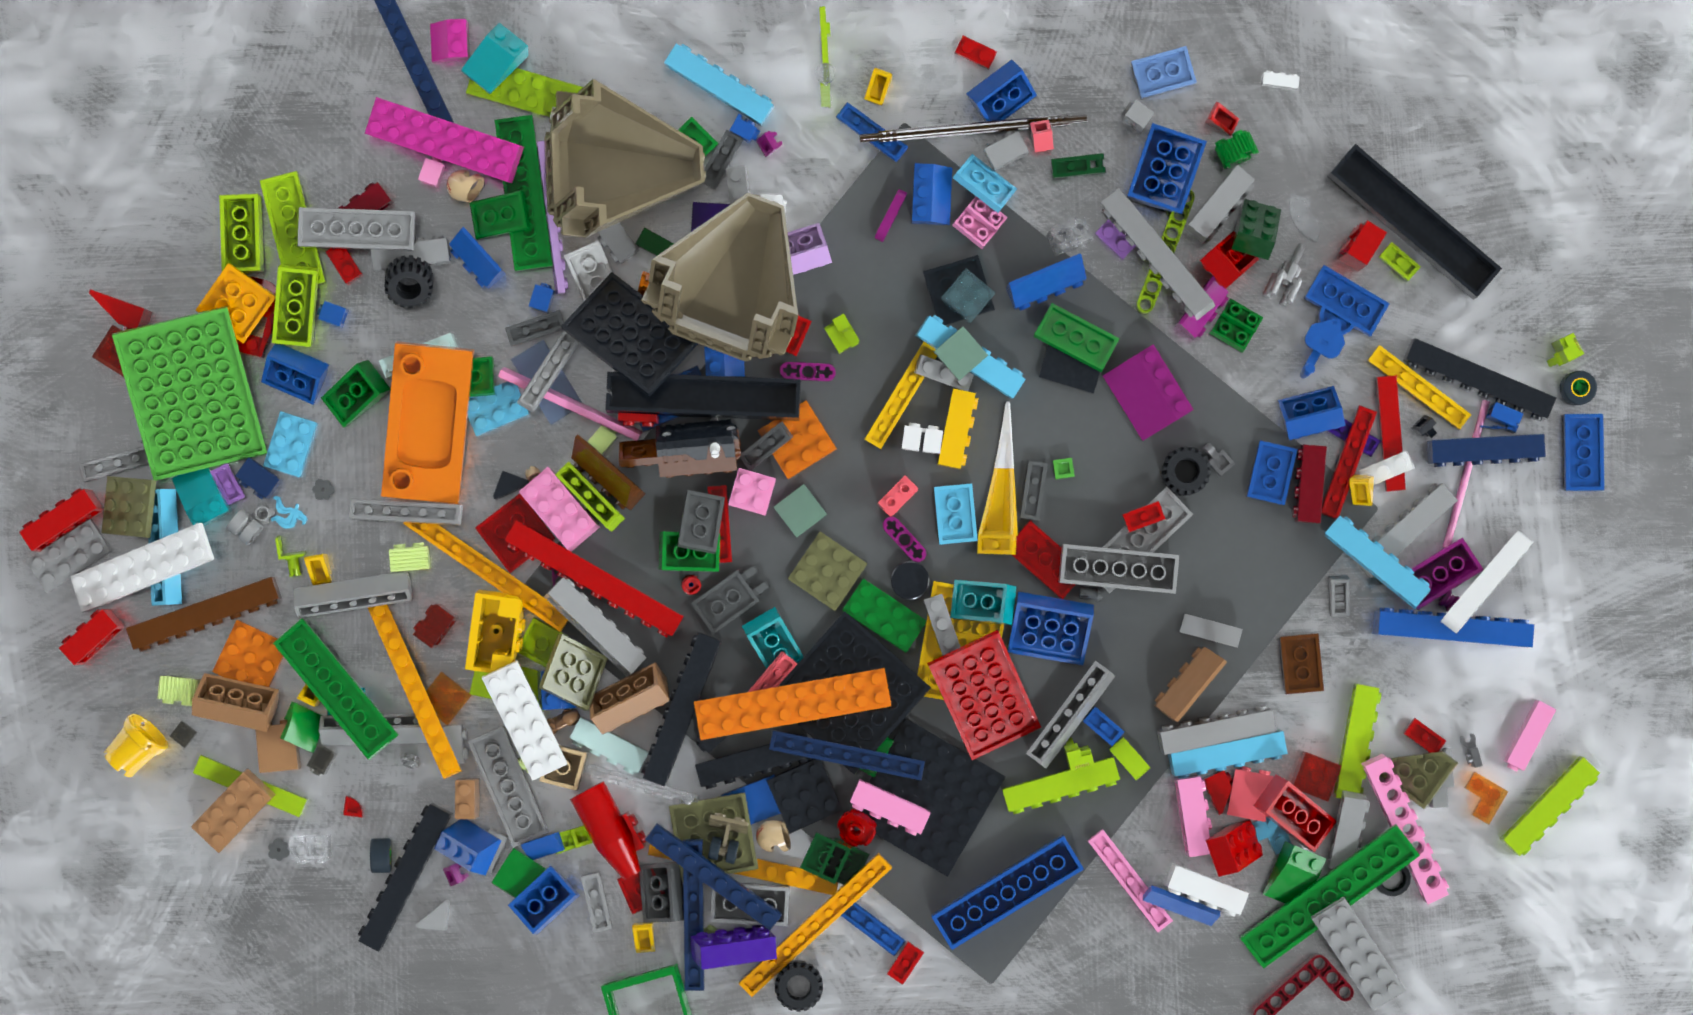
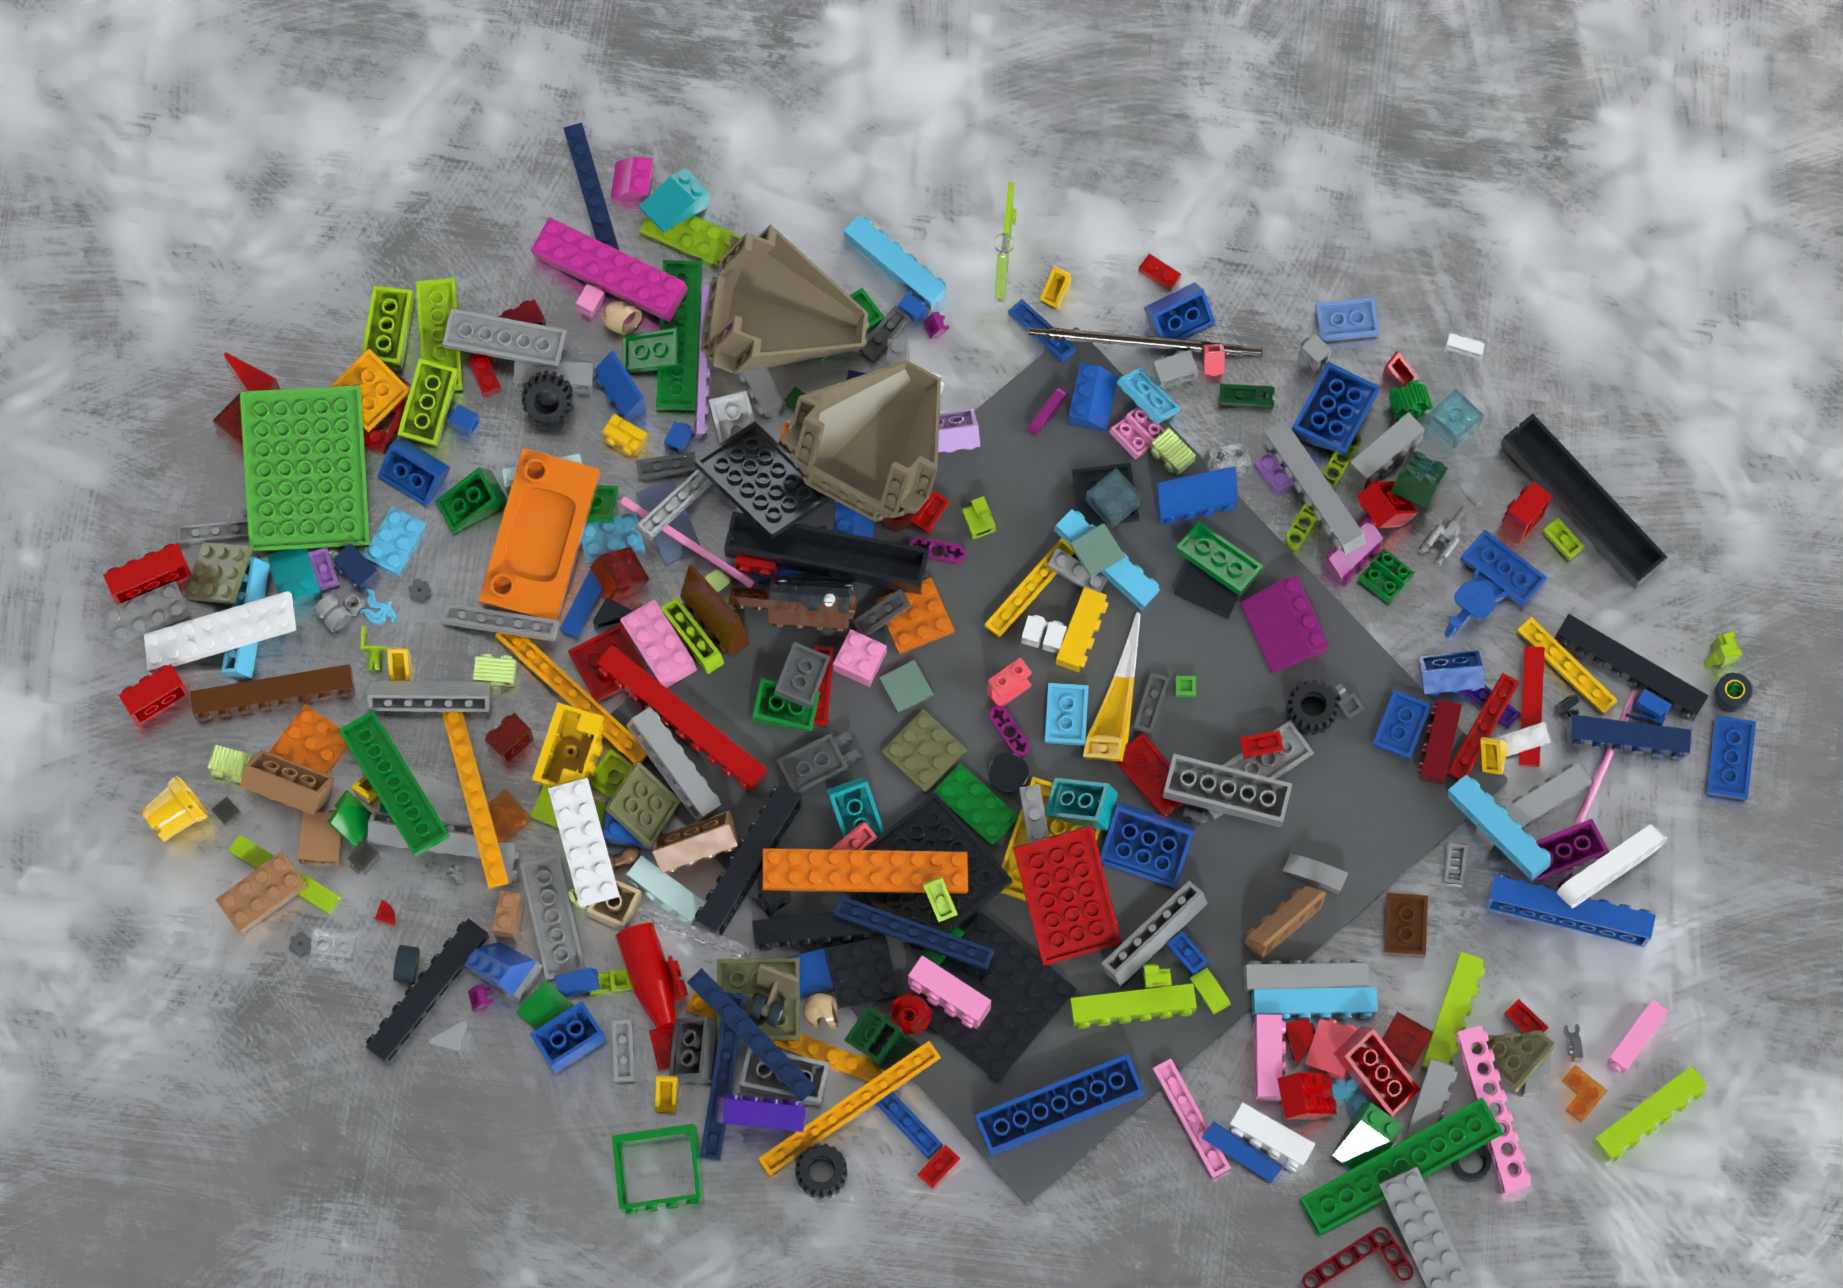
camera: 10 degrees right, 15 degrees down
(483, 472) = (582, 606): none -> blue tile
(490, 304) = (625, 436): none -> yellow brick
(510, 445) = (619, 573): none -> clear red brick
(690, 584) = (780, 741): red tile -> none
(867, 720) = (940, 899): none -> lime plate
(1016, 237) = (1172, 452): none -> yellowish green brick
(1280, 157) = (1454, 418): none -> clear light blue brick

